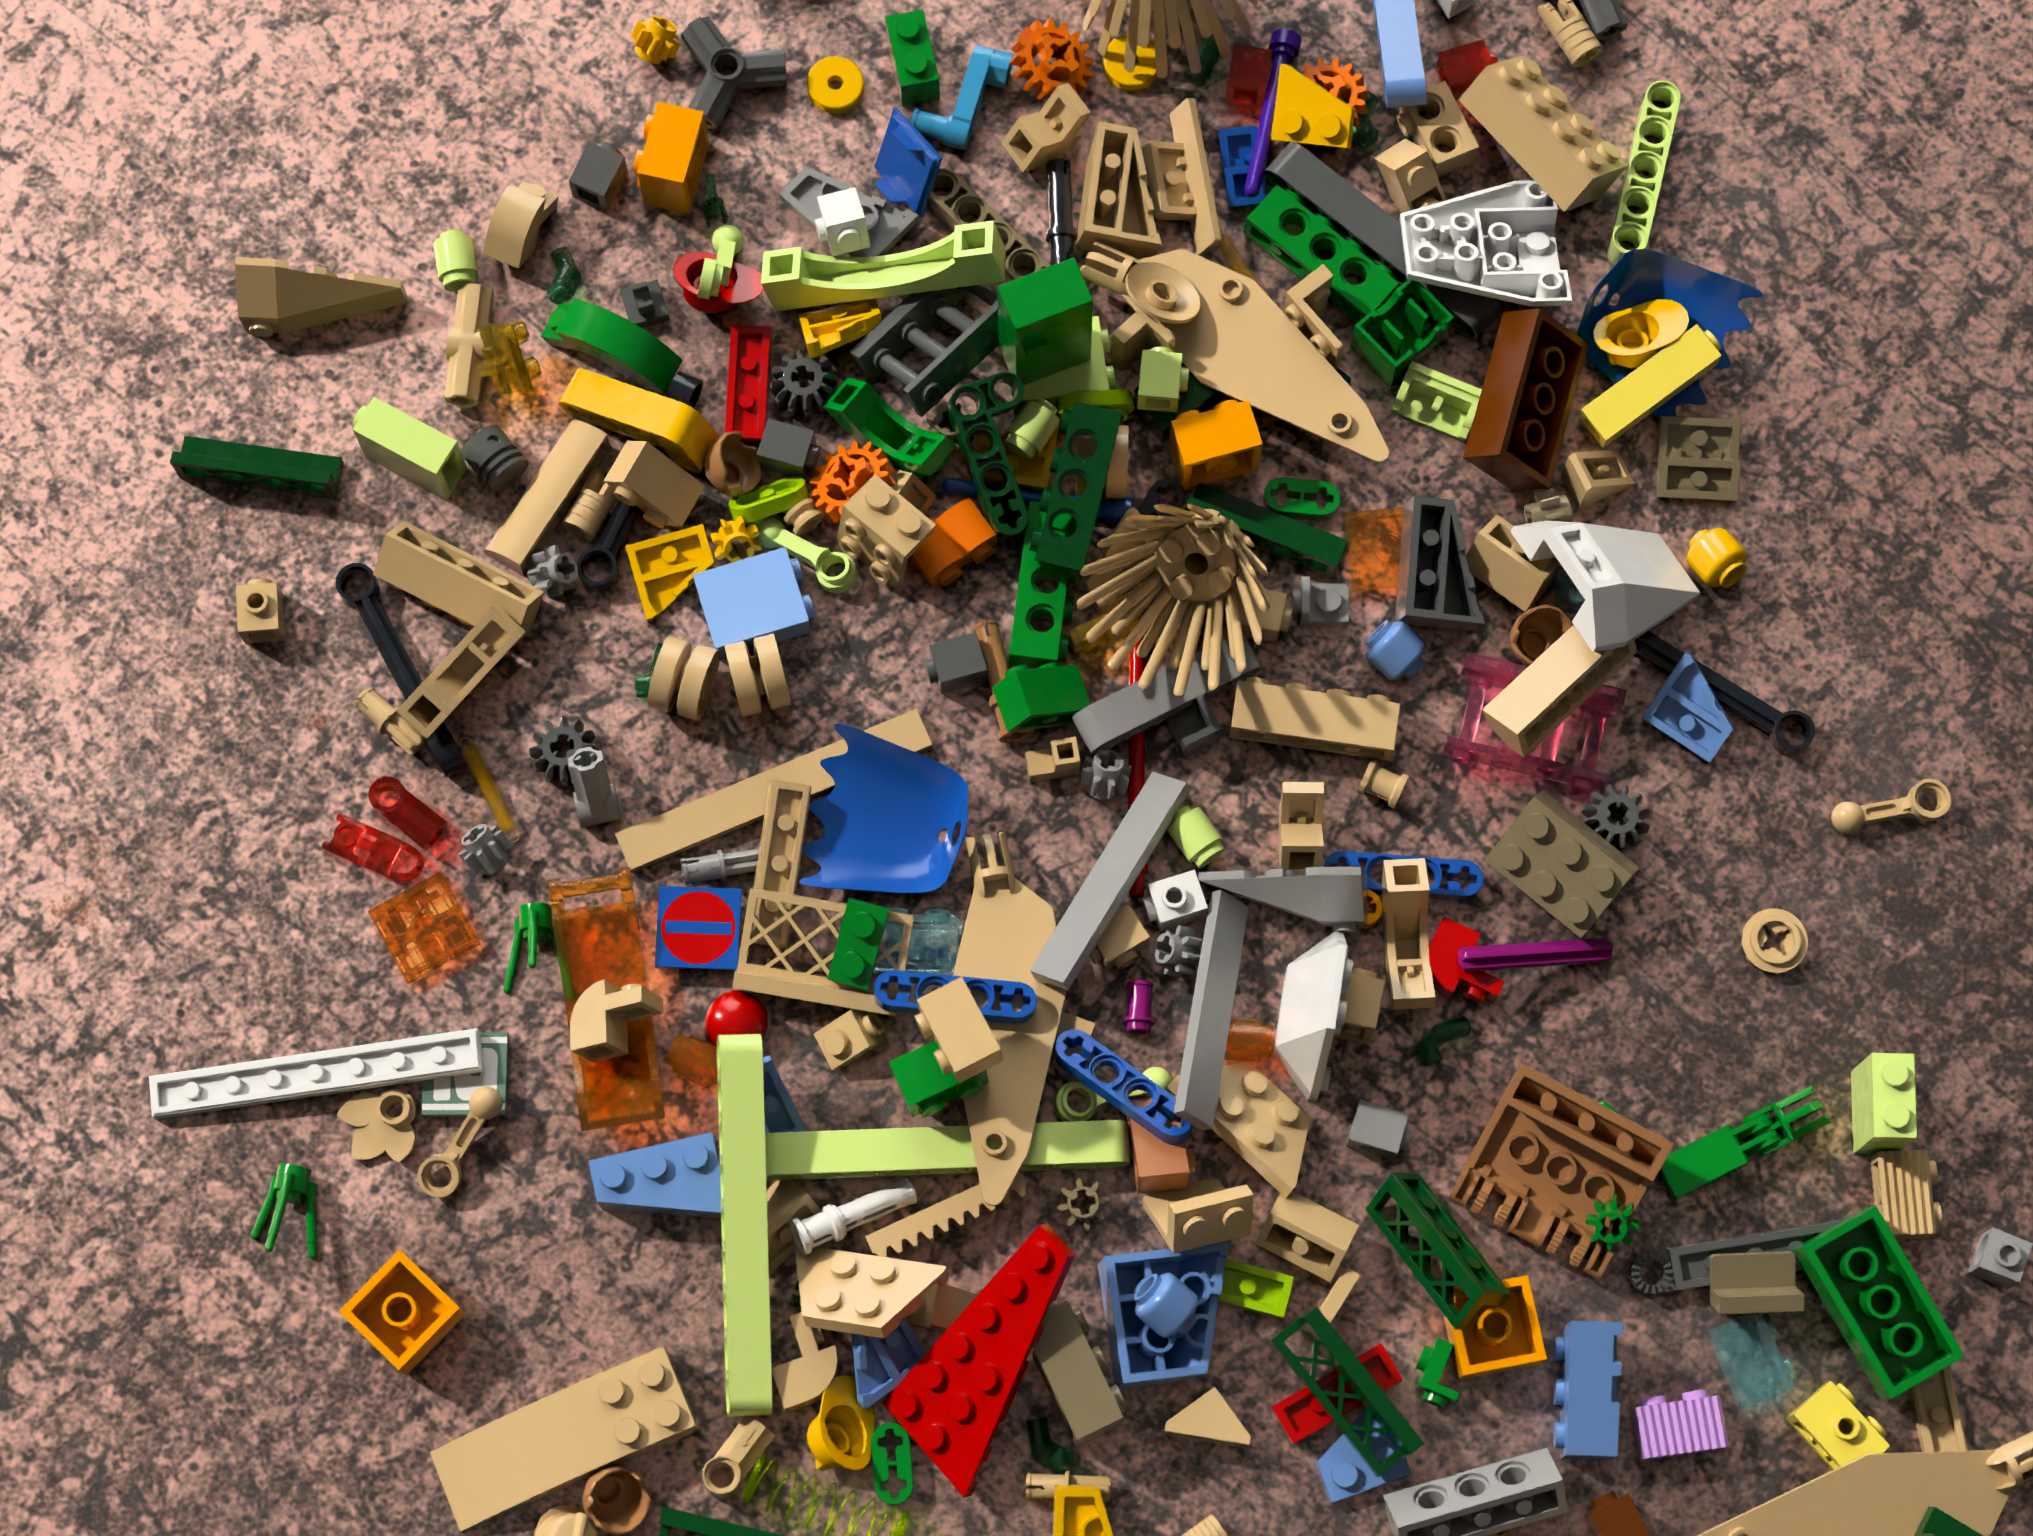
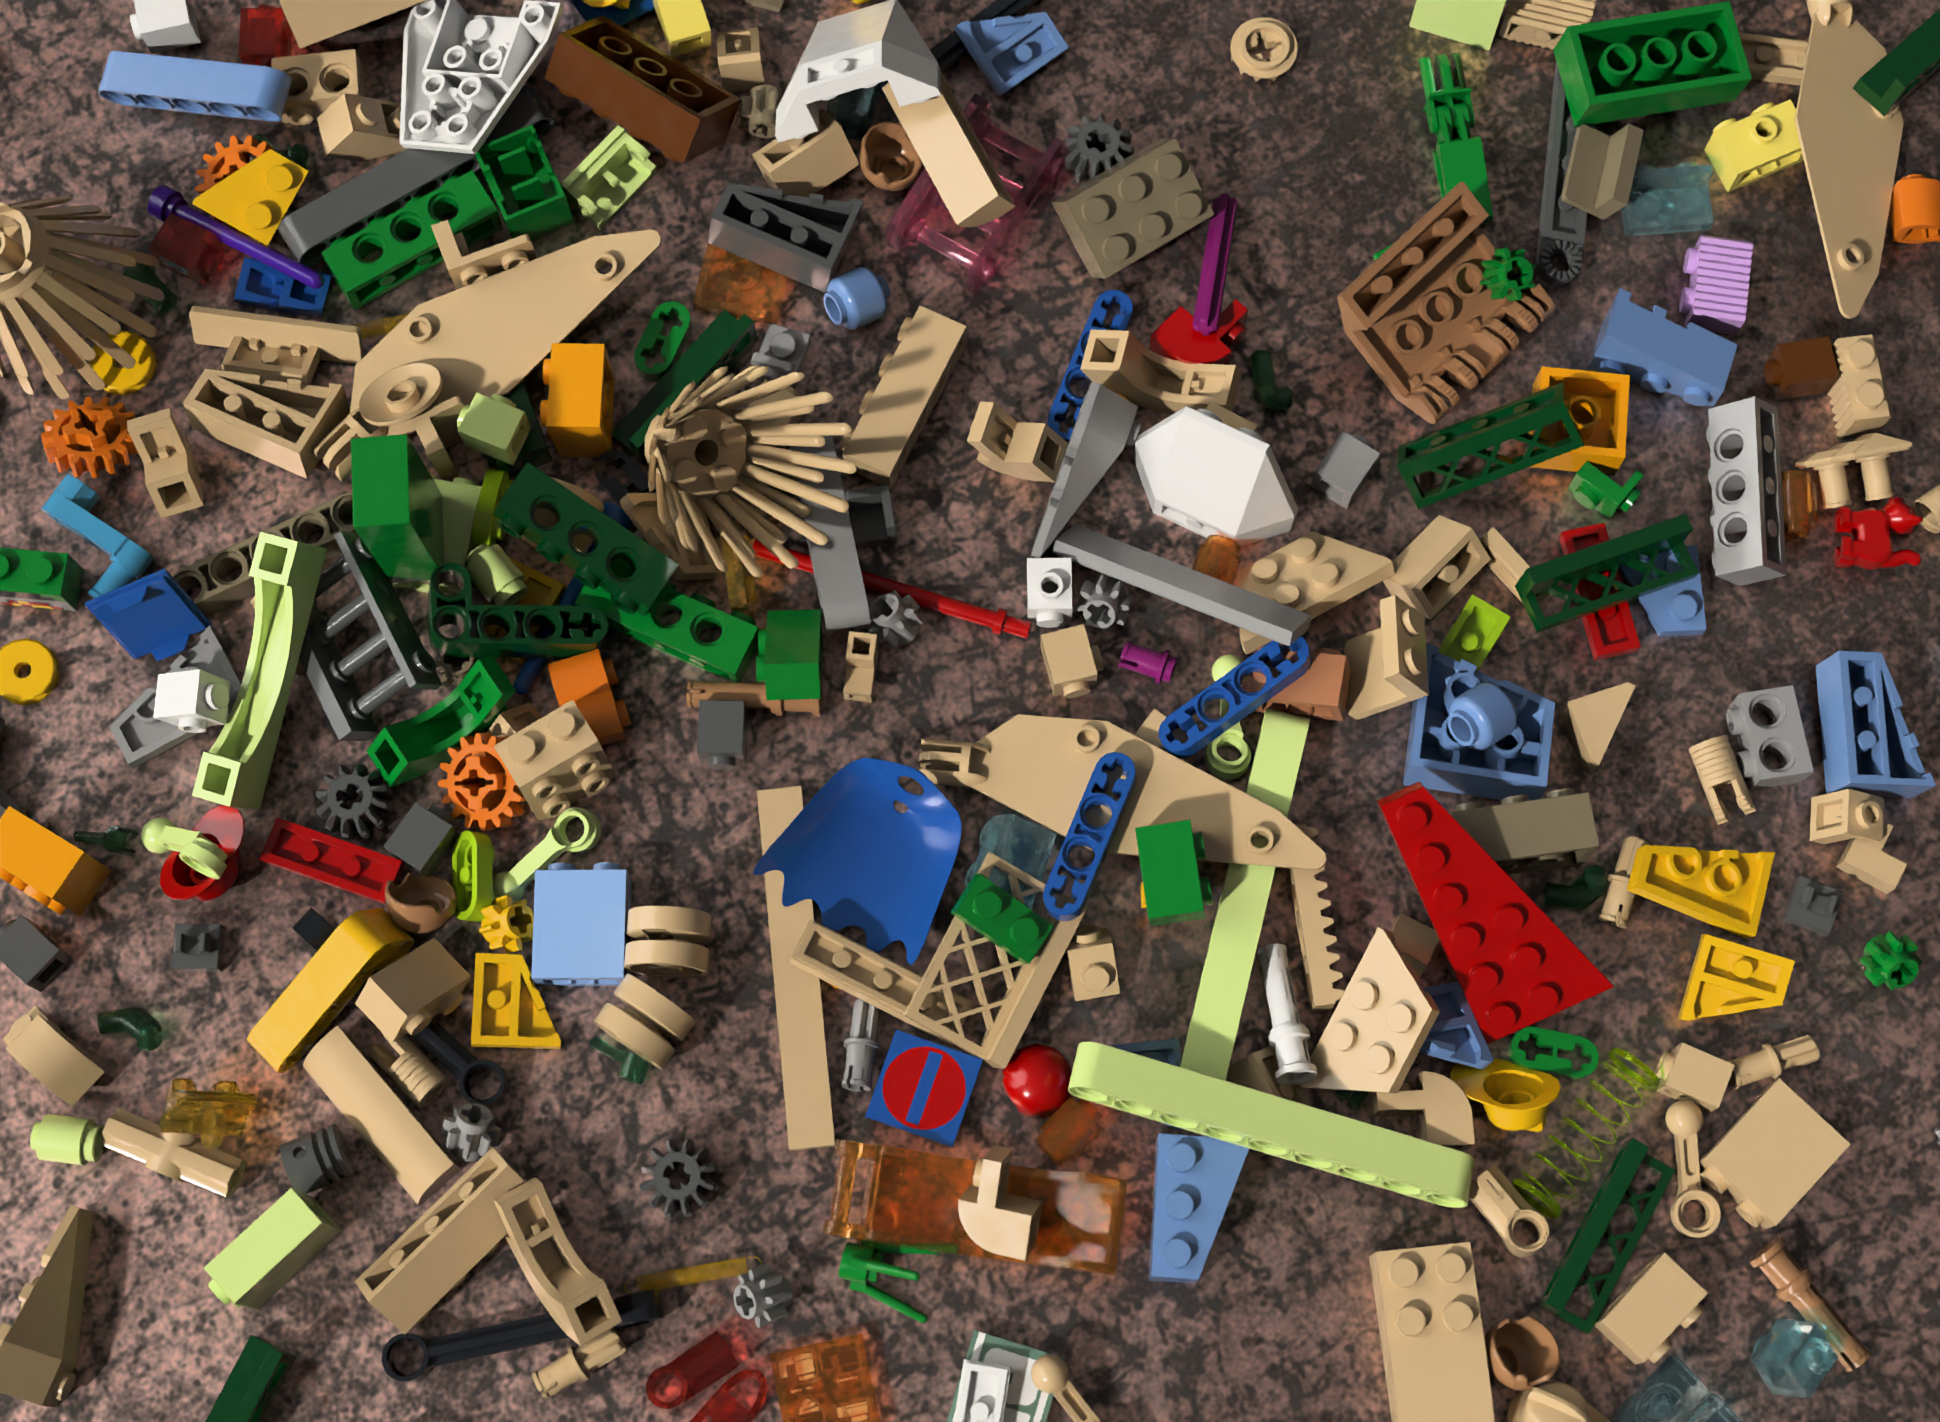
camera: 70 degrees left, 0 degrees up
(593, 795) = (741, 1156): light grey piece -> none
(615, 341) = (230, 988): green arch -> none
(803, 517) = (504, 845): tan bush -> none
(838, 325) = (303, 745): yellow wing -> none
(959, 1031) = (1145, 830): tan brick -> none
(1061, 230) = (284, 487): black pin -> none
(1075, 1213) = (1329, 784): dark tan gear -> none
(1110, 880) = (1013, 644): light grey tile -> none
(1196, 836) = (987, 550): yellowish green brick -> none
(1382, 783) = (991, 354): tan bush -> none

